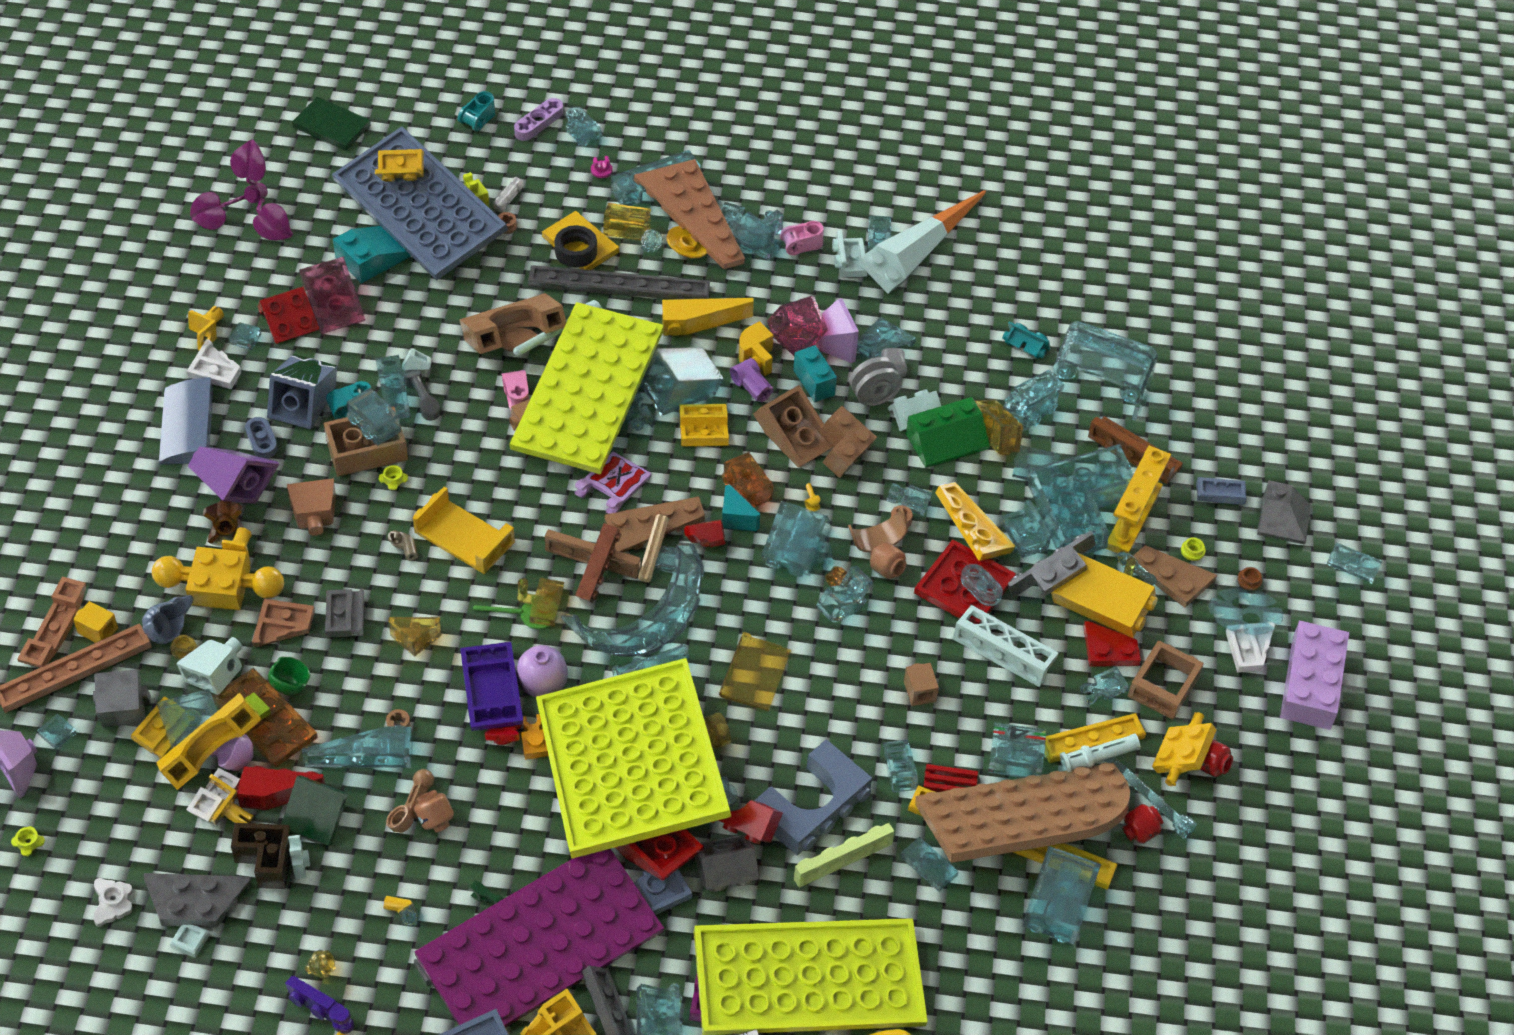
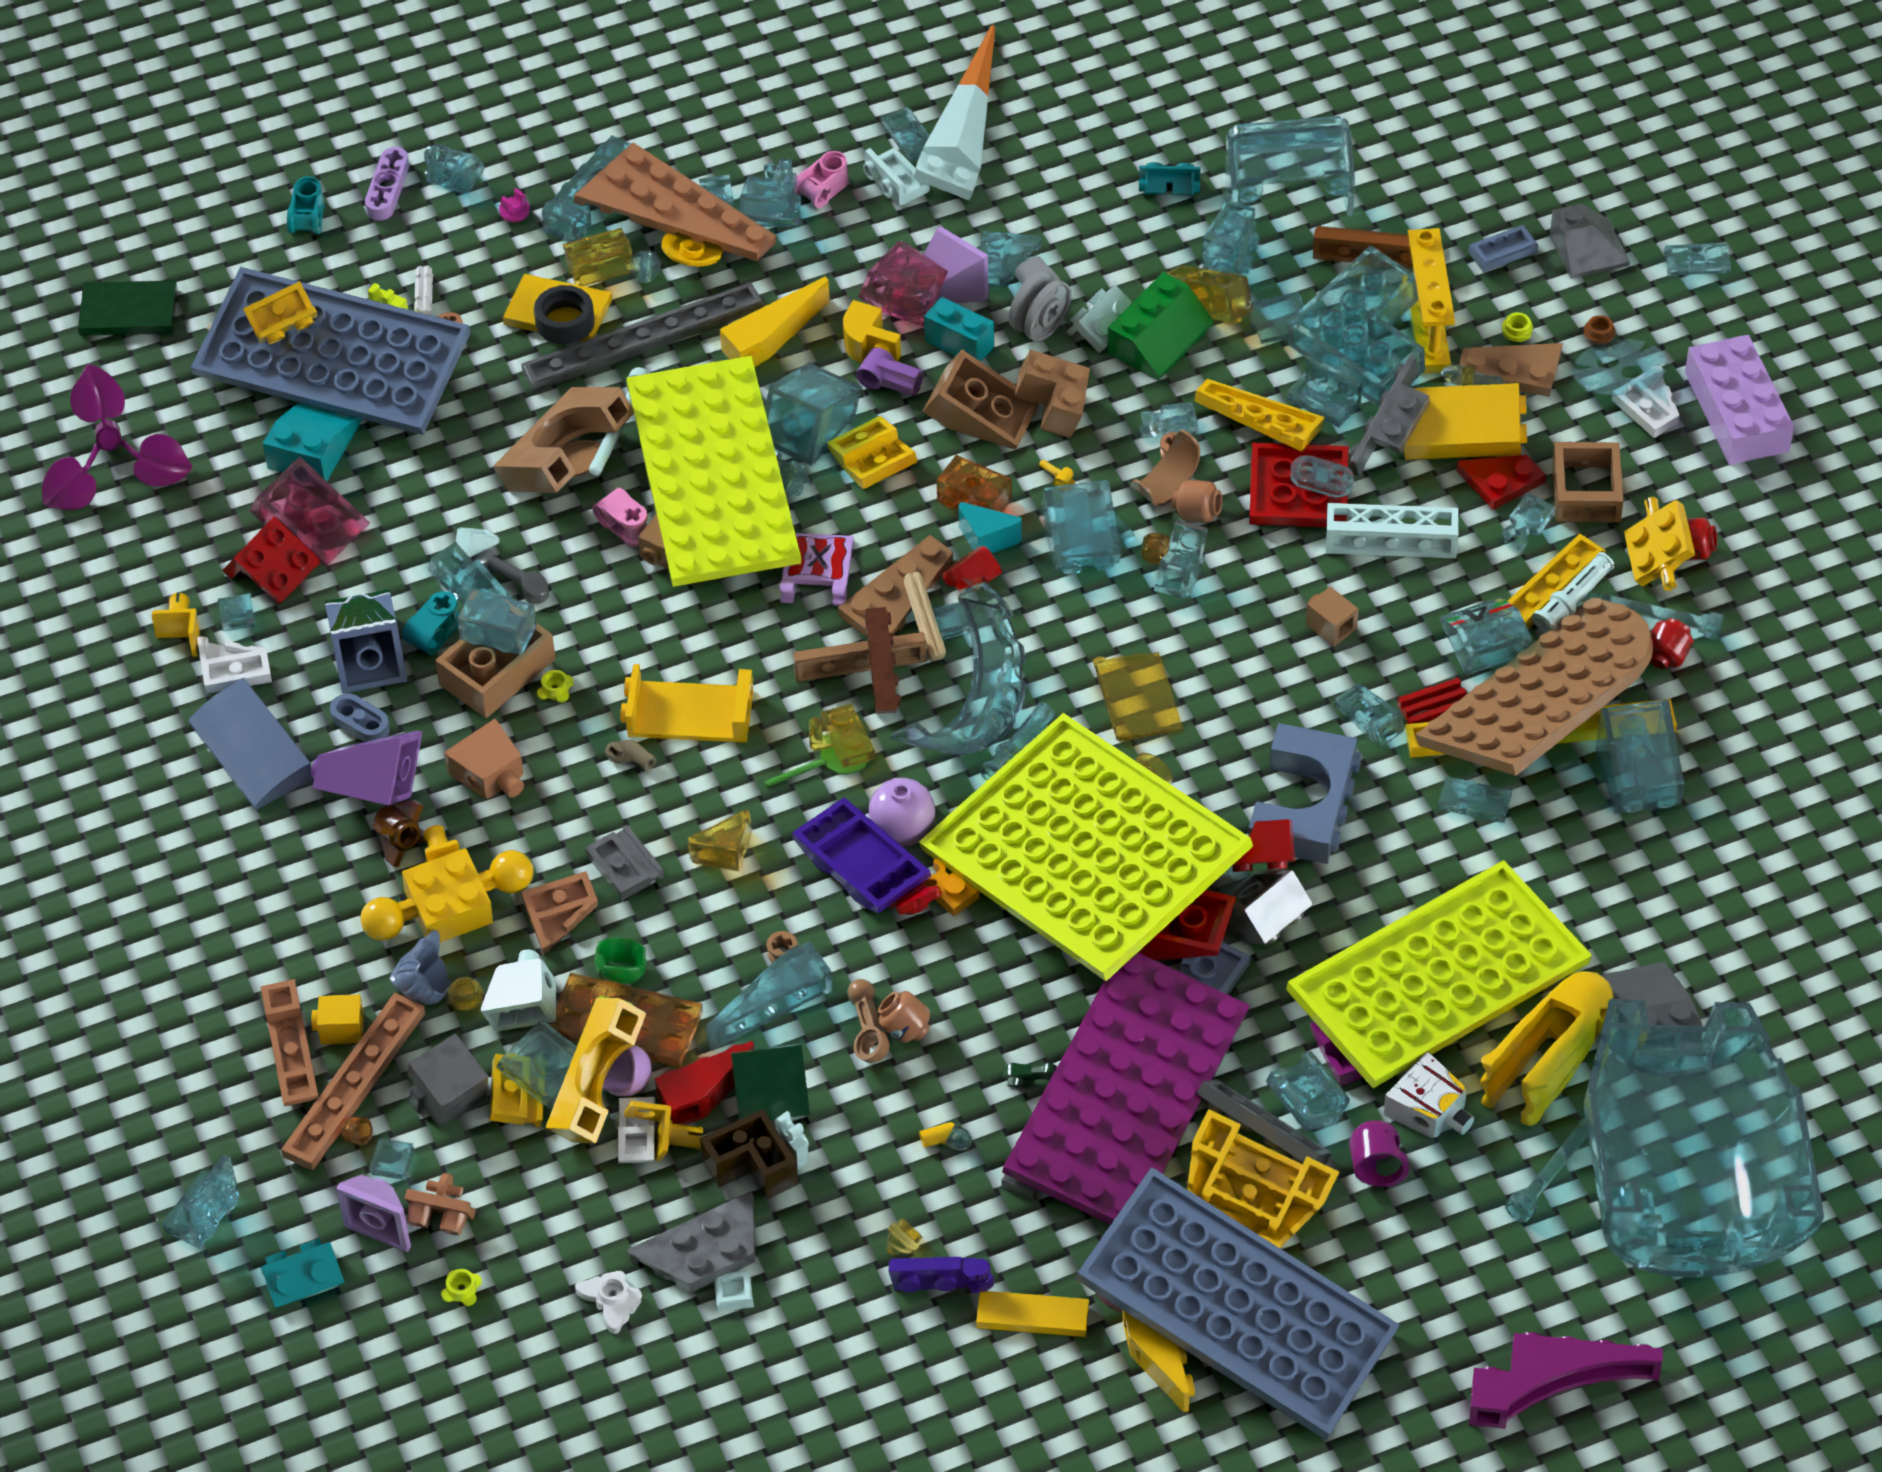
camera: 25 degrees left, 0 degrees up
(47, 772) = (454, 1211): none -> nougat hips
(56, 702) = (357, 1125): none -> clear orange hinge
(843, 855) = (1385, 827): yellowish green plate -> none

